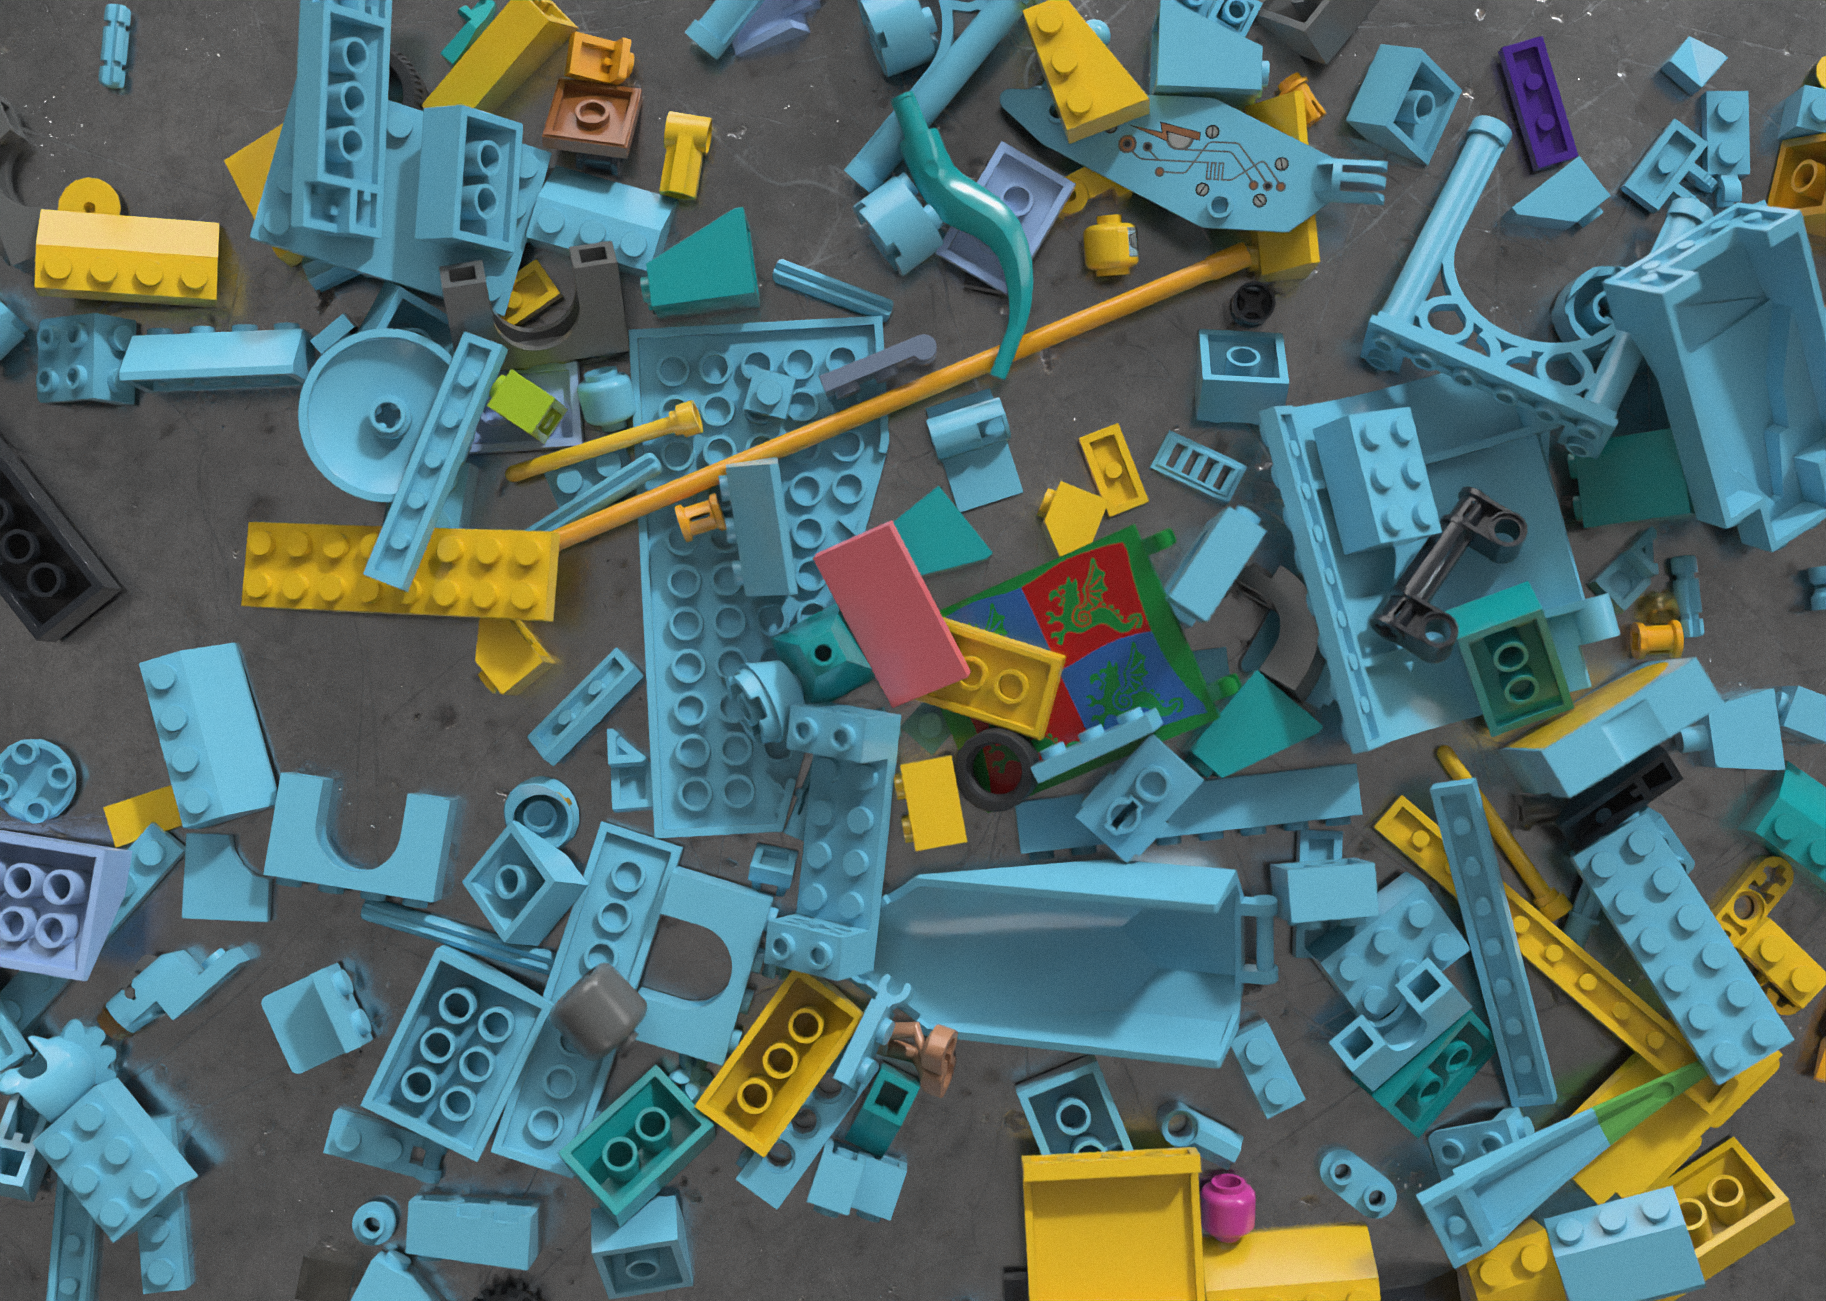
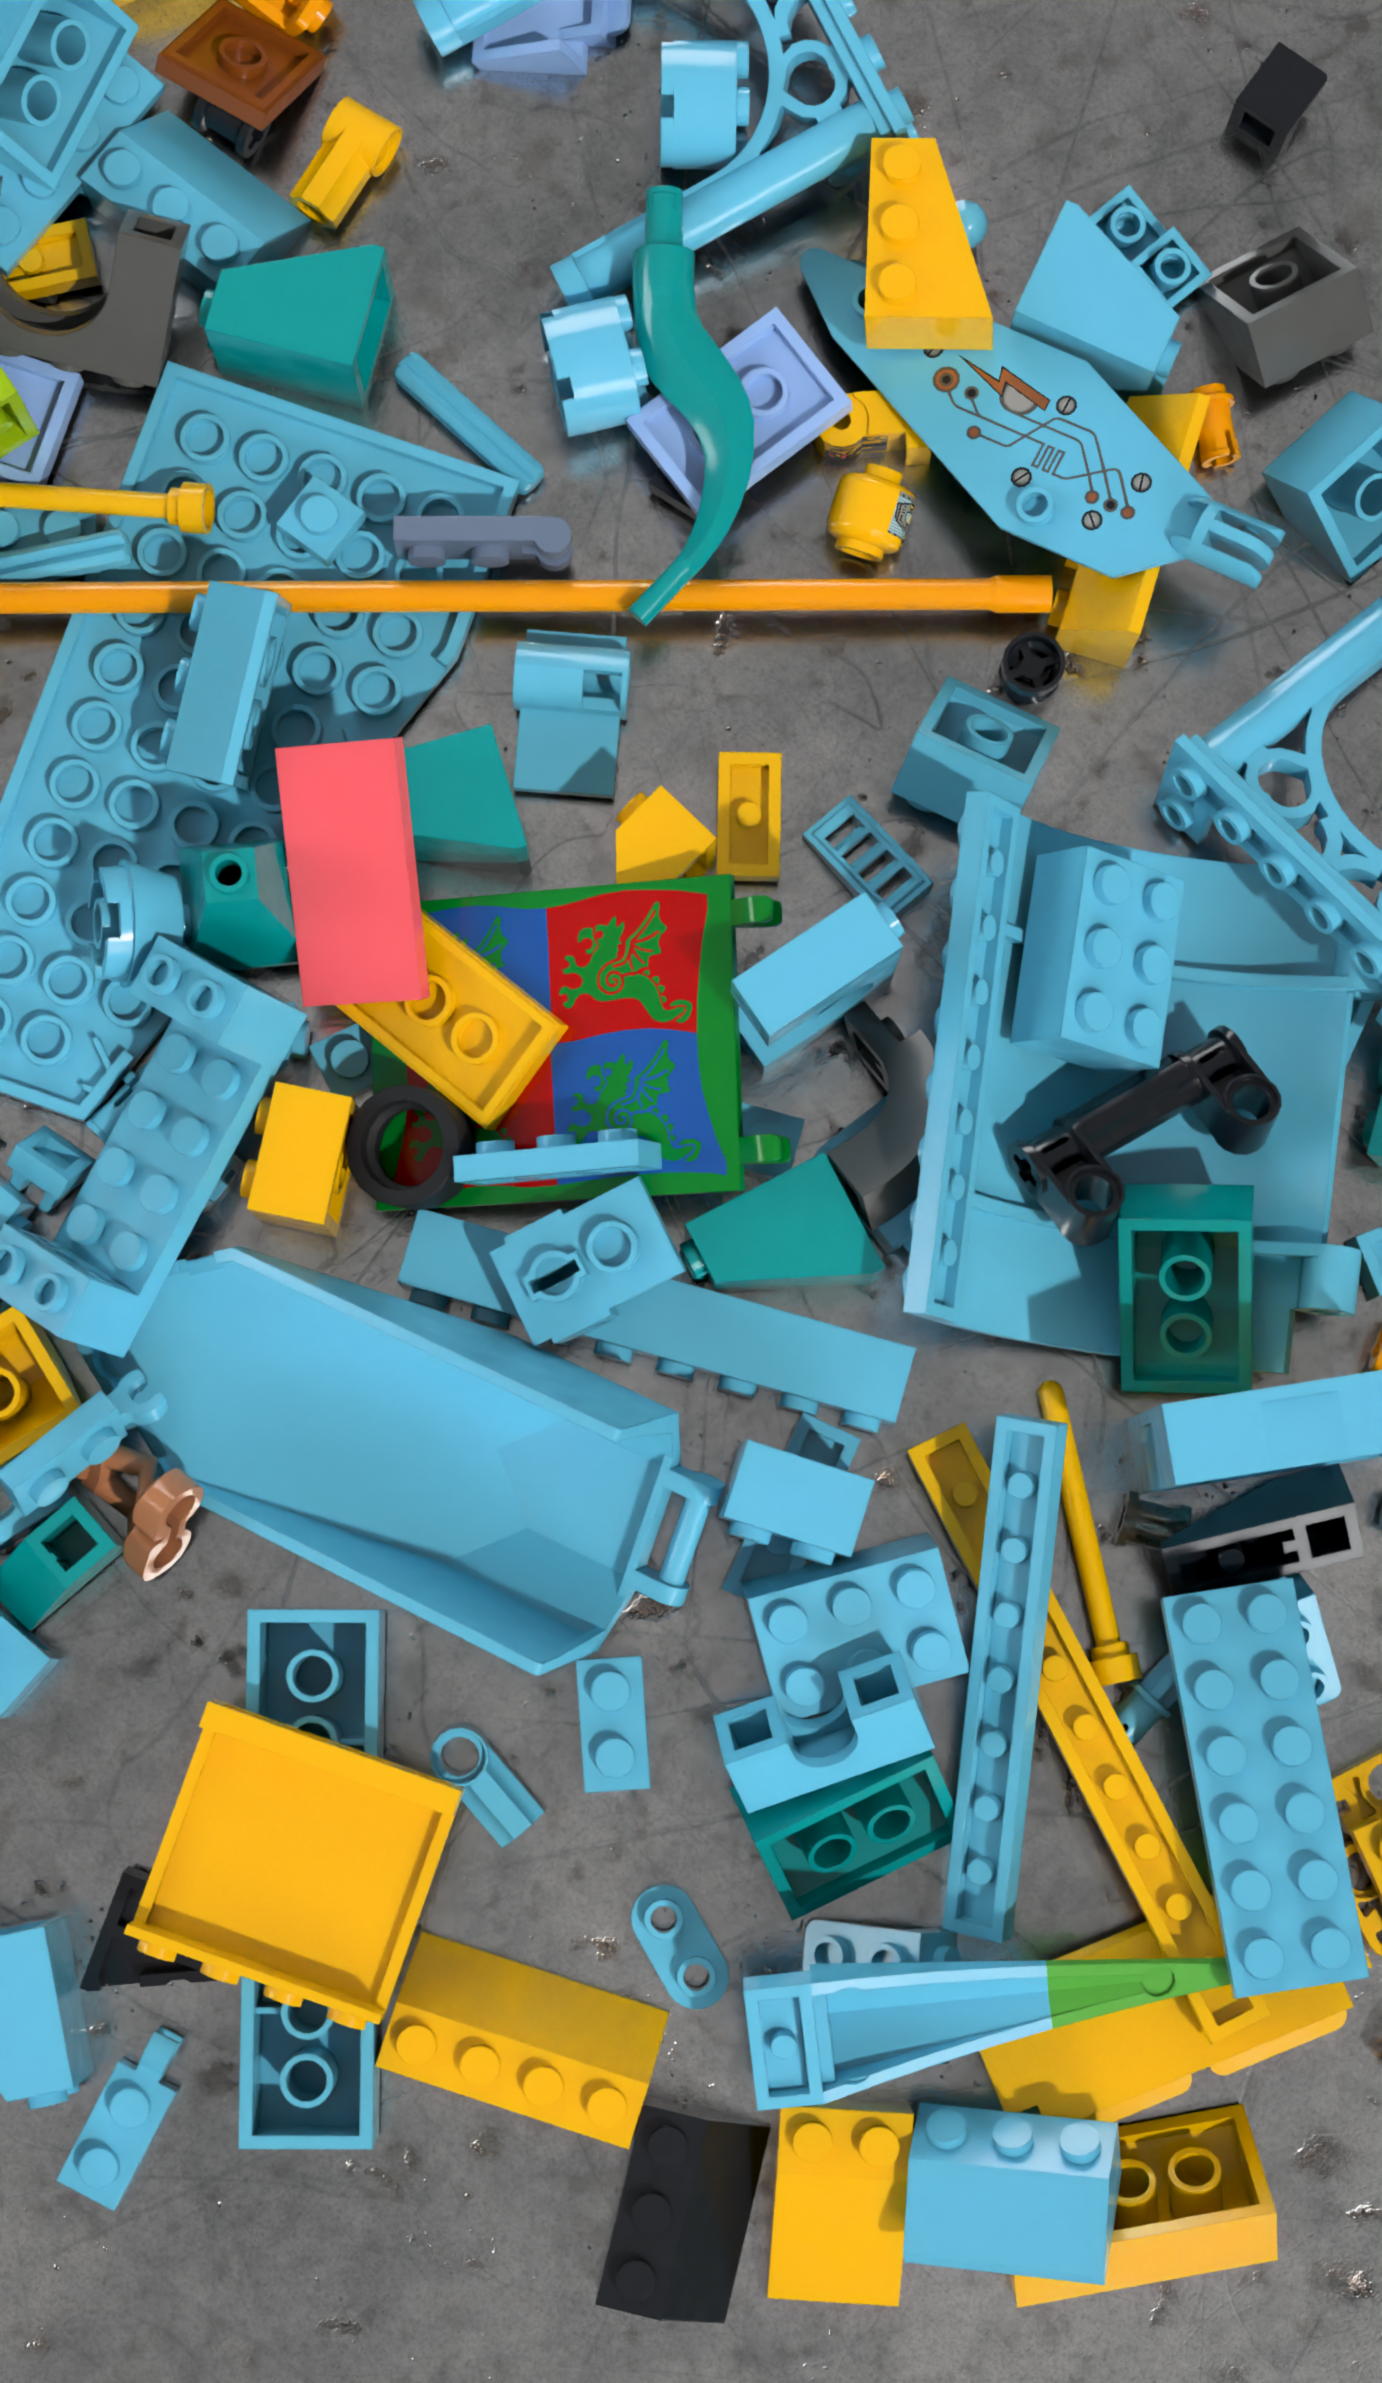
camera: 15 degrees right, 5 degrees down
(607, 398) = (98, 440): medium azure head -> none
(687, 514) = (151, 644): light orange bush -> none
(1227, 1207) = (480, 1903): dark pink head -> none

